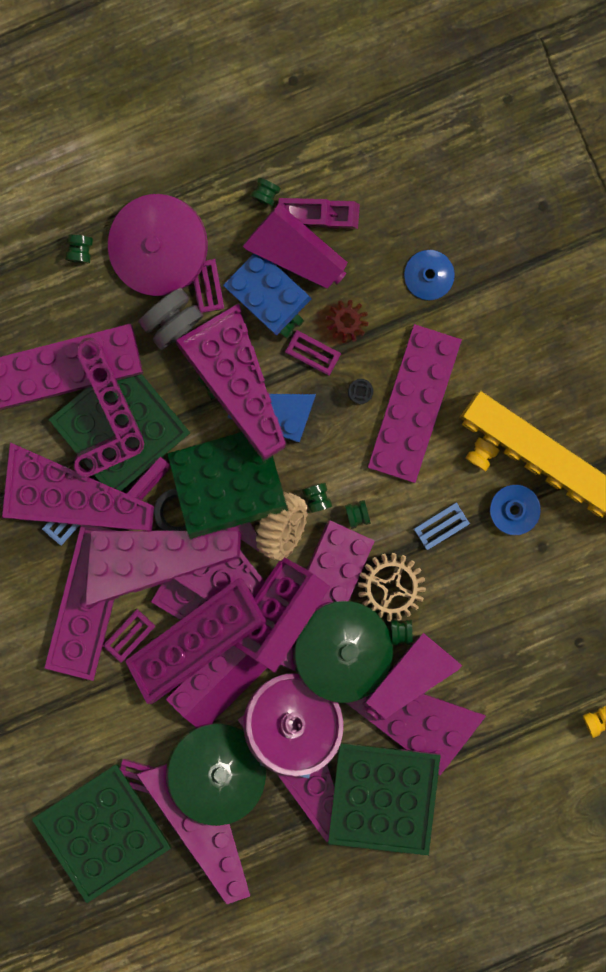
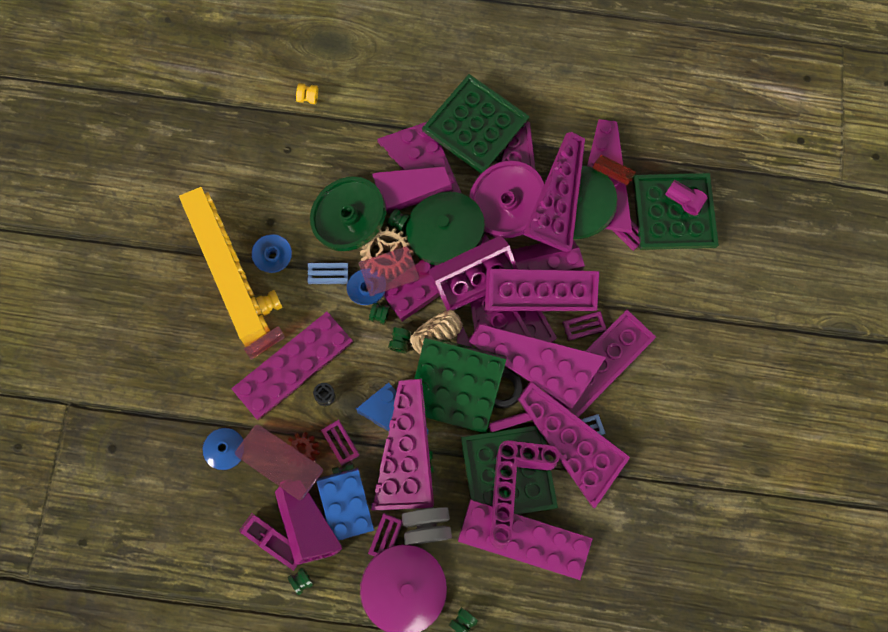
camera: 155 degrees left, 15 degrees down
(90, 852) = (691, 200): none -> magenta piece
(196, 835) = (614, 170): none -> clear red tile
(232, 743) = (557, 205): none -> magenta wing
(360, 292) = (279, 462): none -> clear pink piece
(374, 564) = (388, 271): none -> clear pink piece
(400, 538) = (356, 290): none -> blue dish
(458, 407) = (264, 343): none -> clear pink tile
(460, 604) = (348, 213): none -> dark green dish

